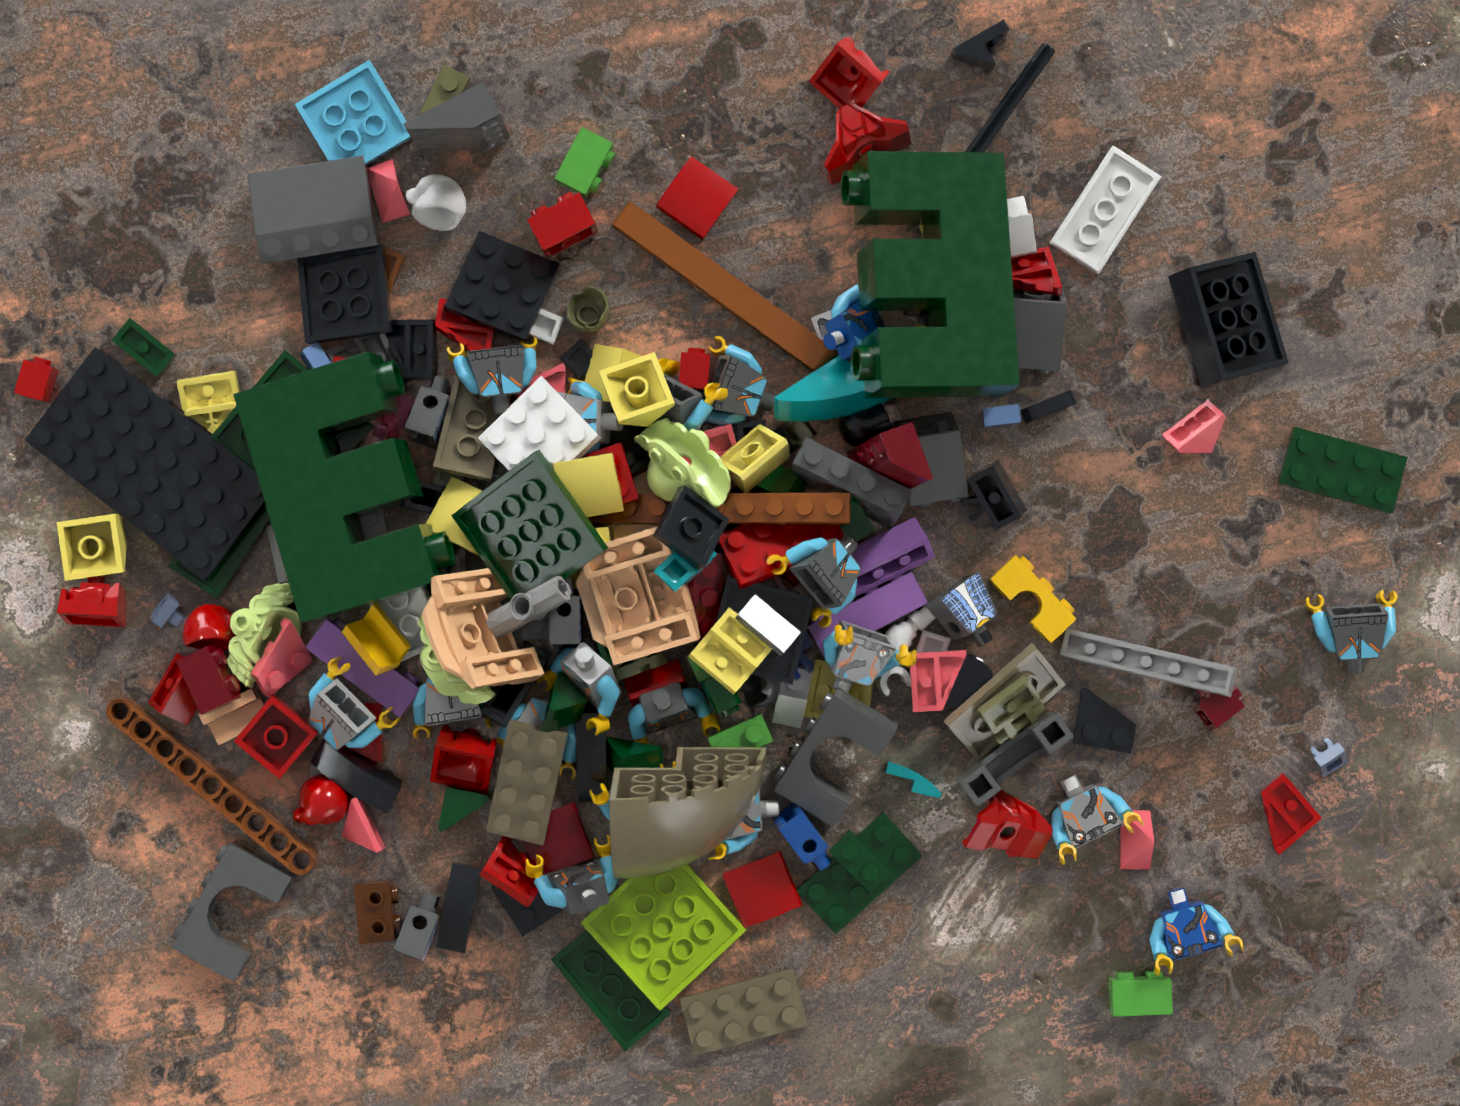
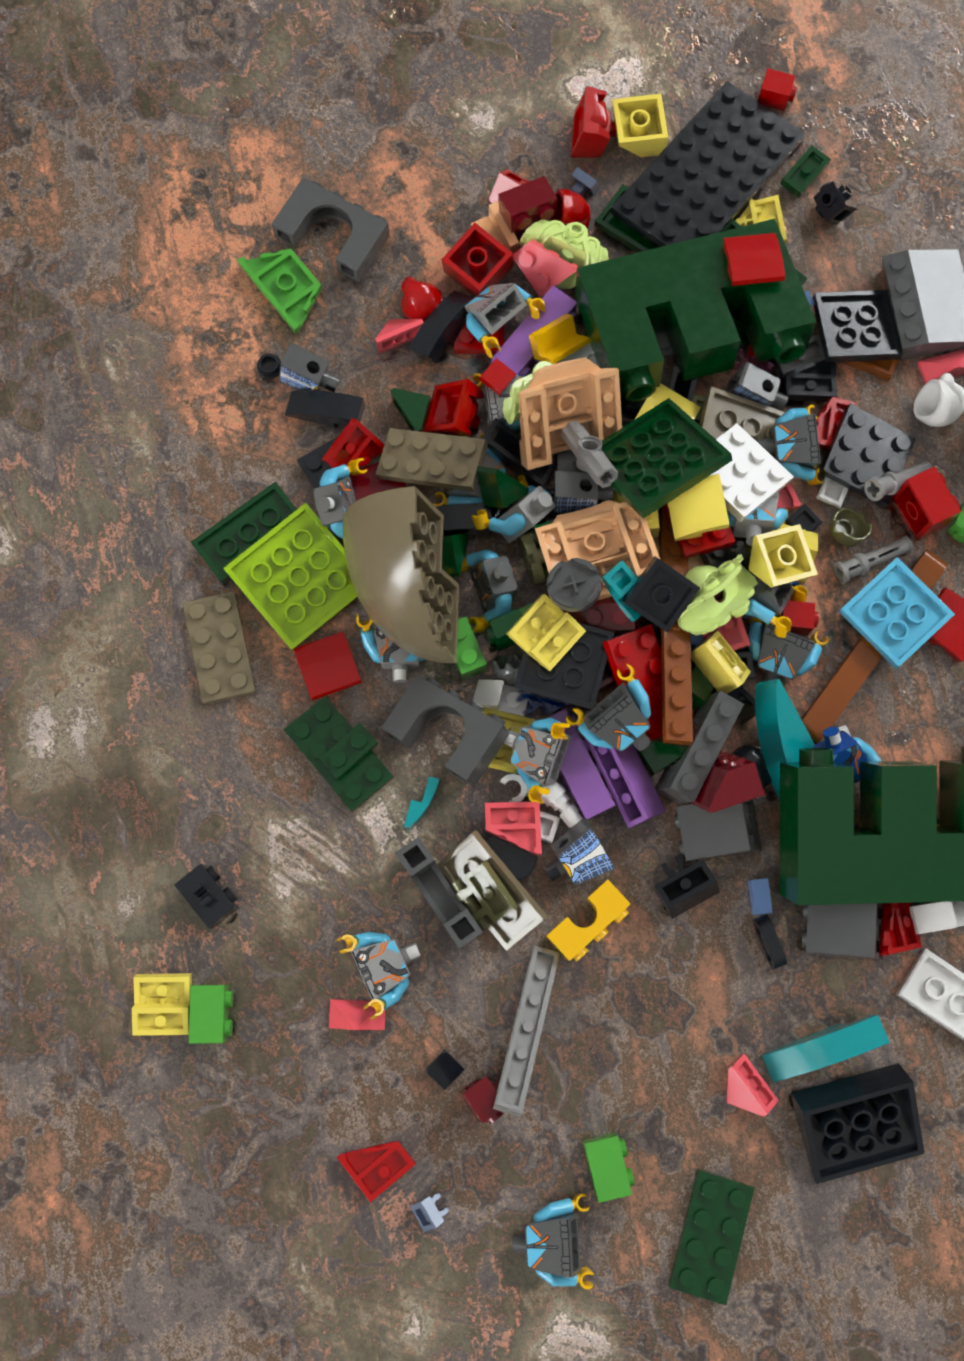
camera: 90 degrees right, 10 degrees down
(187, 315) = (834, 202): none -> black brick
(198, 780) = (432, 225): dark orange beam -> none
(292, 421) = (754, 259): none -> red slope
(304, 962) = (285, 284): none -> bright green wing
(377, 911) = (326, 339): reddish brown brick -> none
(407, 974) = (269, 366): none -> black plate
(430, 710) = (498, 377): none -> red tile
(539, 263) = (891, 482): none -> light grey pin
(629, 296) = (863, 563): none -> light grey pin
(654, 679) = (525, 588): red panel -> none
(682, 622) = (574, 585): none -> dark grey tile
(692, 264) = (896, 613): none -> medium azure plate
(767, 625) = (569, 664): tile -> none
(797, 829) = (383, 696): blue torso -> none
(1004, 810) = (372, 911): red piece -> none
(1017, 1005) = (207, 895): none -> black brick
(1102, 725) = (466, 985): black wing -> none
(1131, 1046) = (161, 1004): none -> light yellow slope
(1156, 354) = (825, 1048): none -> teal slope
(1187, 746) = (444, 1069): none -> black slope
(1188, 931) = (267, 1063): torso -> none
(1279, 577) = (608, 1168): none -> bright green brick

